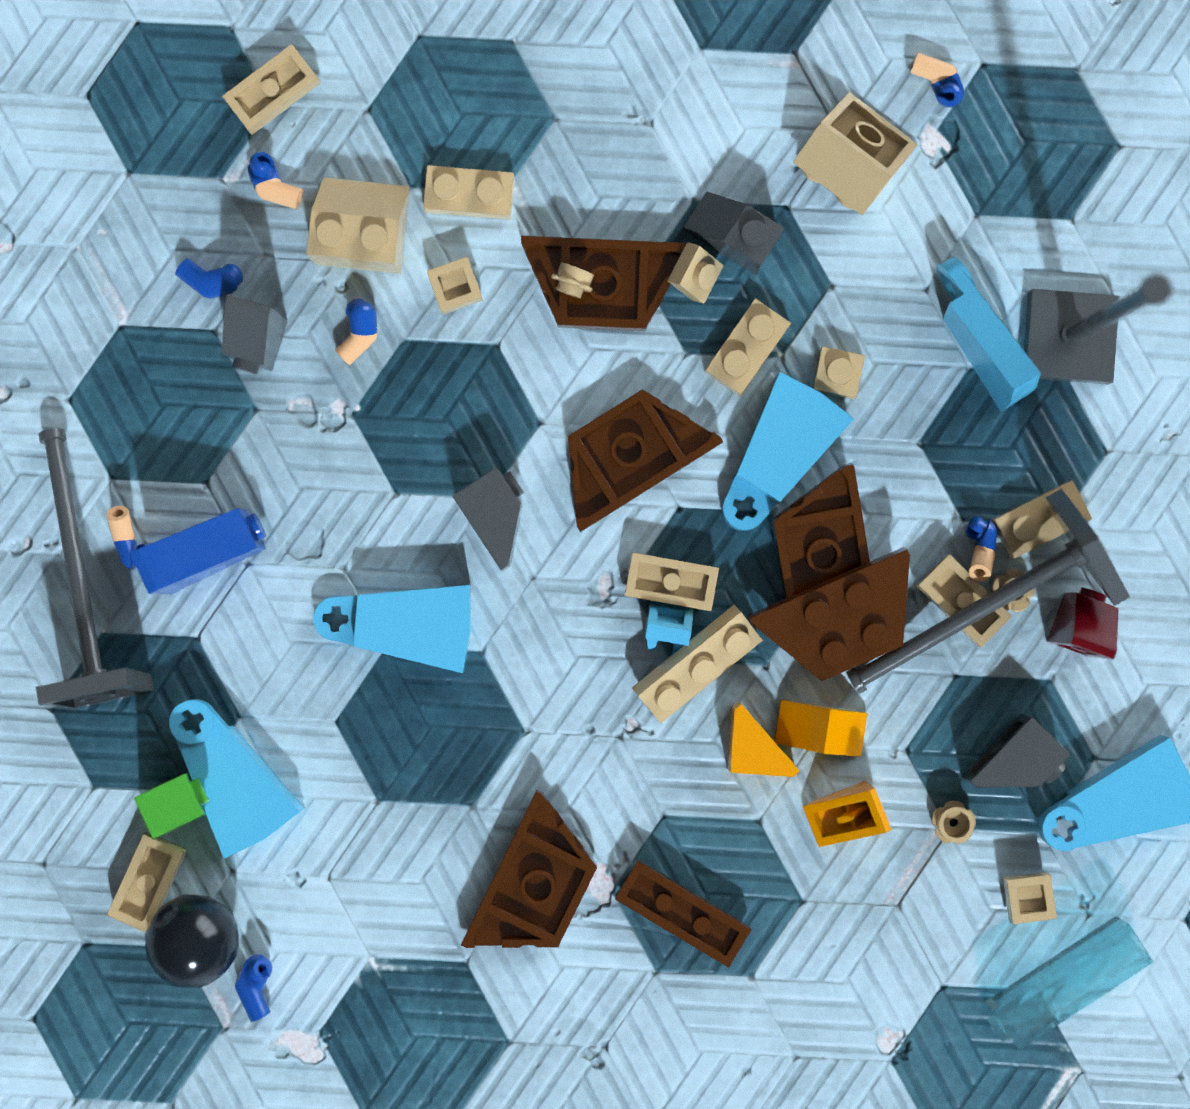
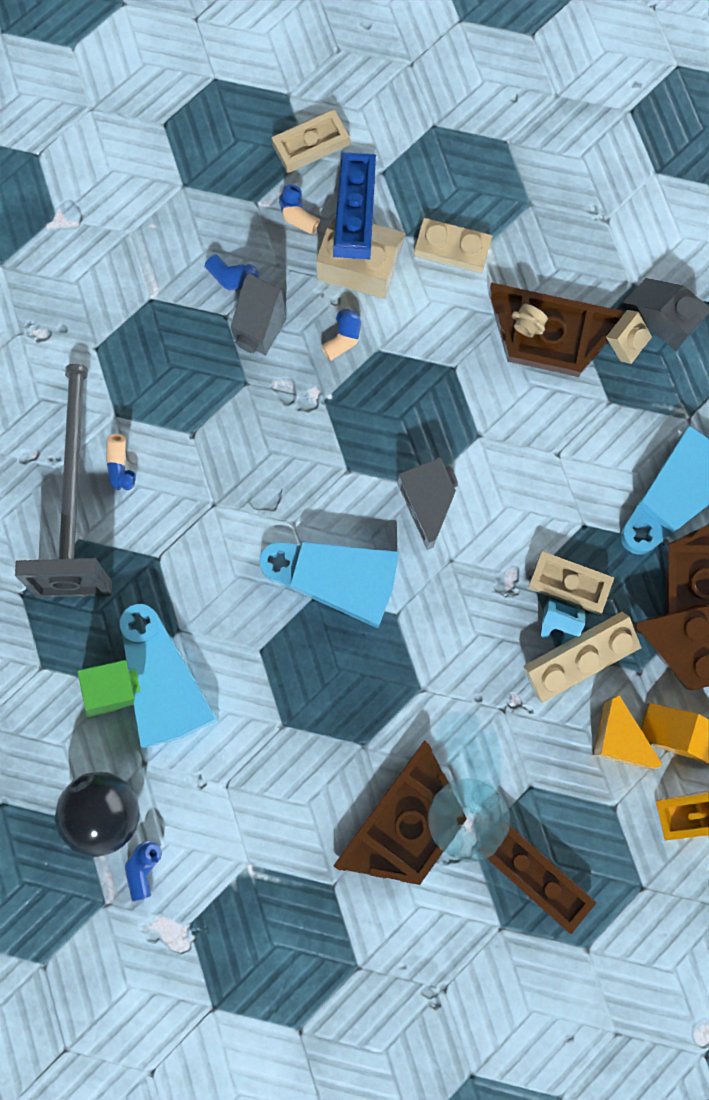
camera: 10 degrees right, 10 degrees down
(146, 881) = (68, 755): tan plate -> none
(199, 551) = (176, 482): blue slope -> none
(340, 171) = (355, 206): none -> blue tile
(454, 285) = (429, 312): tan plate -> none
(584, 892) = (486, 833): none -> clear light blue plate
(631, 453) = (551, 471): reddish brown wing -> none
(747, 347) = (662, 405): tan plate -> none

